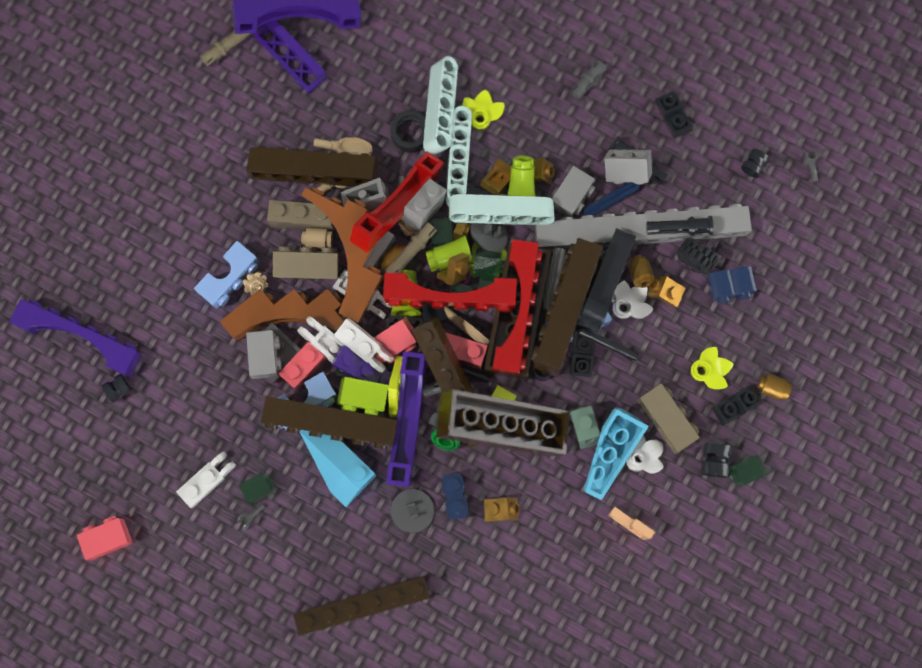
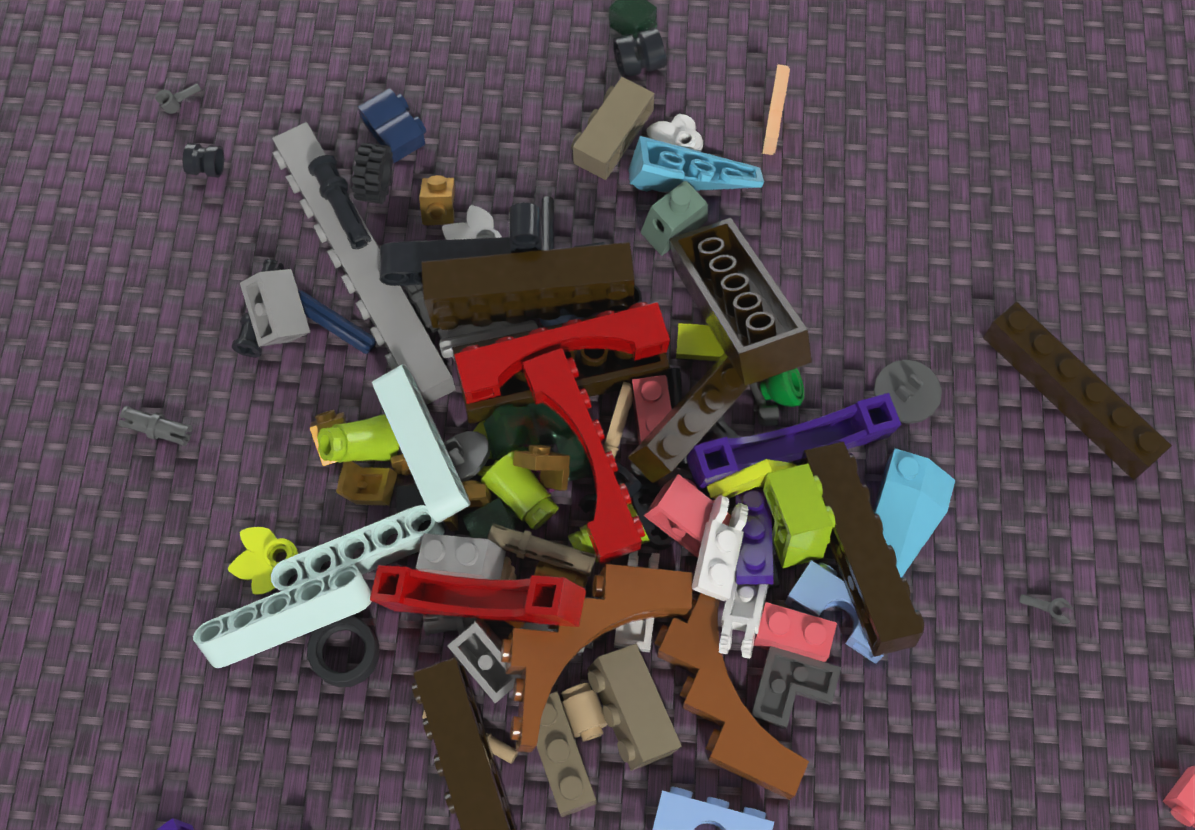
camera: 115 degrees left, 10 degrees down
(204, 481) = (1038, 701): white hinge -> none
(255, 282) = (702, 775): tan plant -> none
(257, 488) = (1005, 612): clear green brick -> none
(262, 354) = (811, 696): light grey brick -> none
(349, 144) = (409, 739): tan piece -> none
(453, 490) = (861, 337): dark blue brick -> none
(501, 509) = (843, 276): pearl gold bracket -> none
(572, 192) = (344, 371): light grey brick -> none
(641, 271) = (428, 229): pearl gold brick -> none
(673, 114) = (171, 290): black slope -> none
(714, 369) = (516, 107): neon yellow plate -> none
(737, 405) = (549, 62): black slope -> none
(774, 387) = (508, 27): pearl gold brick -> none

